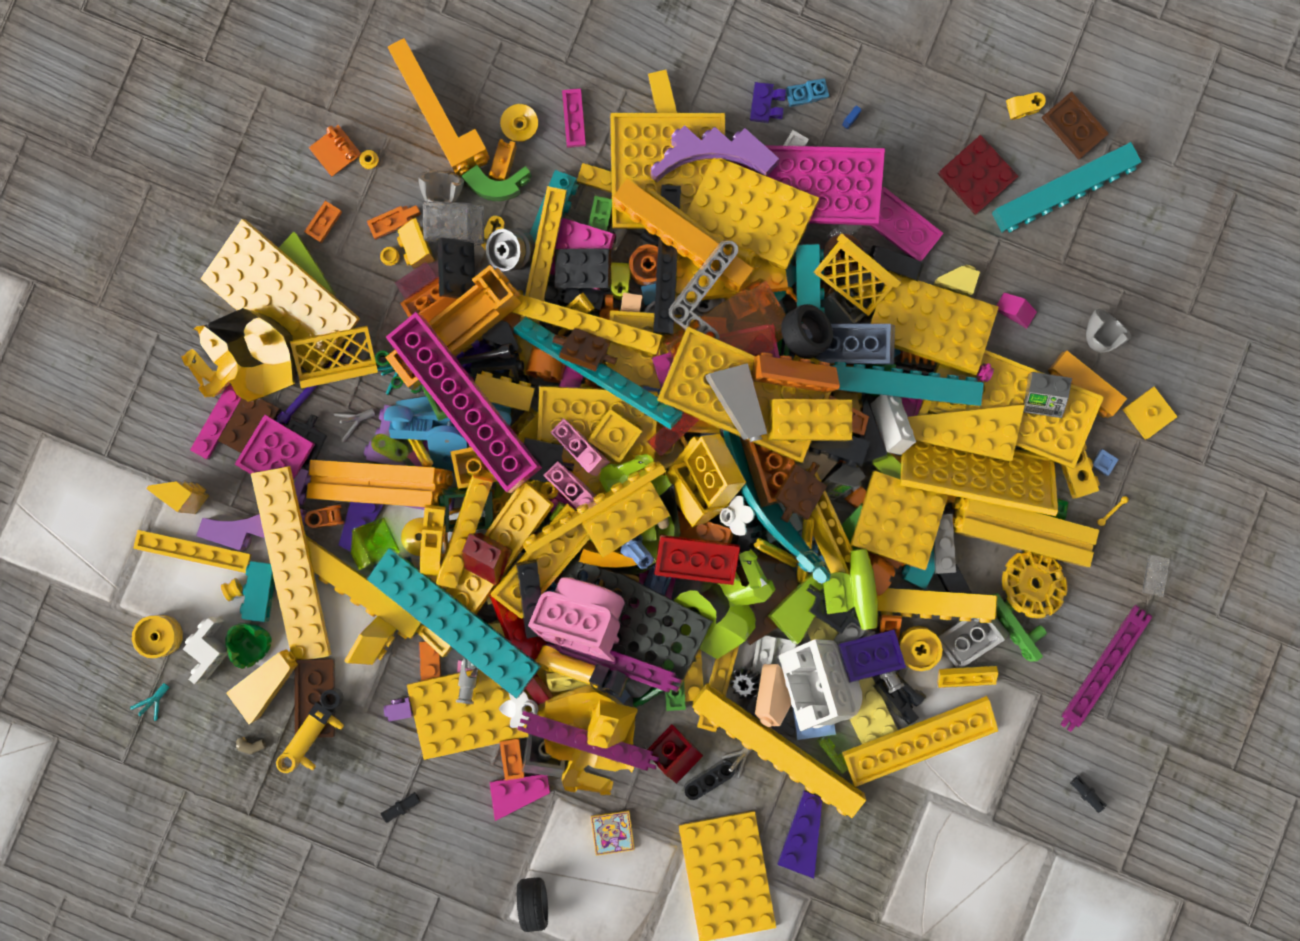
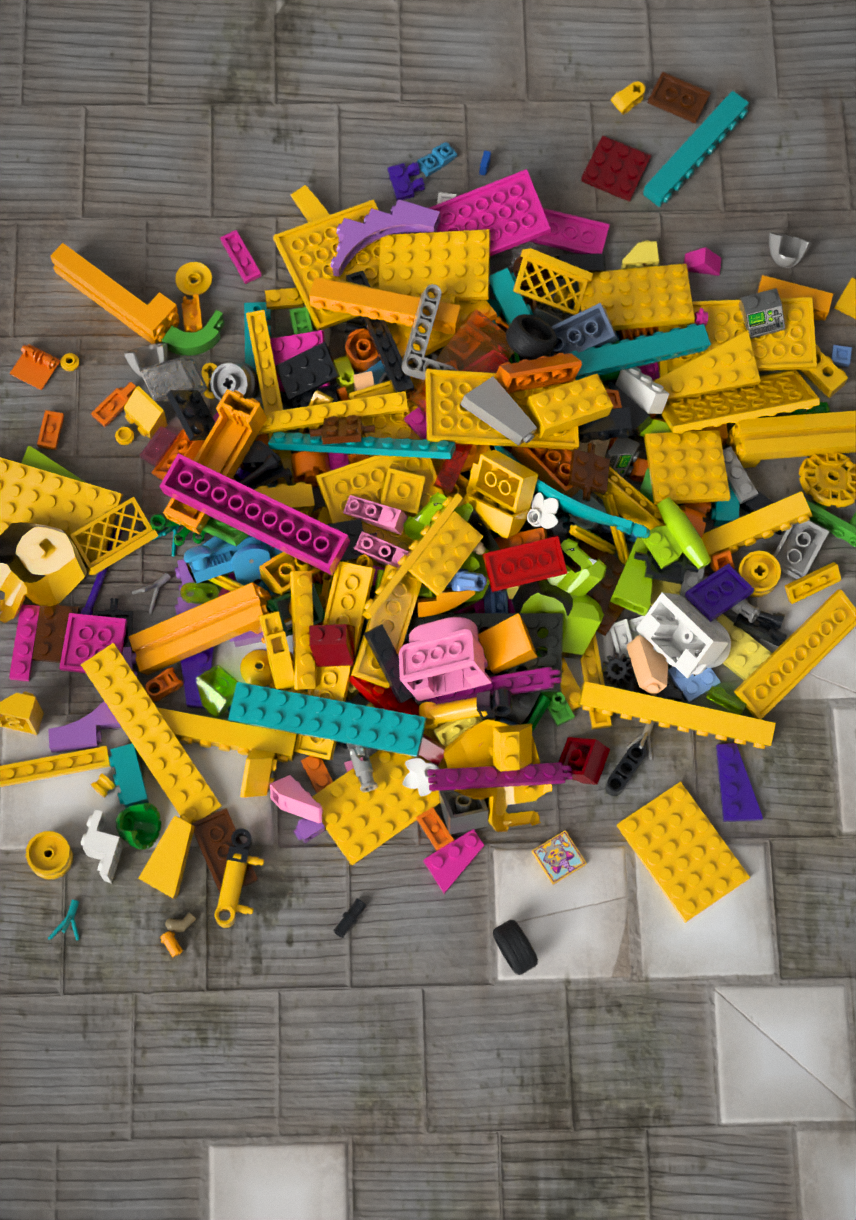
camera: 25 degrees left, 15 degrees down
(234, 761) = (171, 943): none -> light orange pin
(394, 681) = (294, 799): none -> bright pink slope
(645, 631) = (507, 644): none -> light orange slope

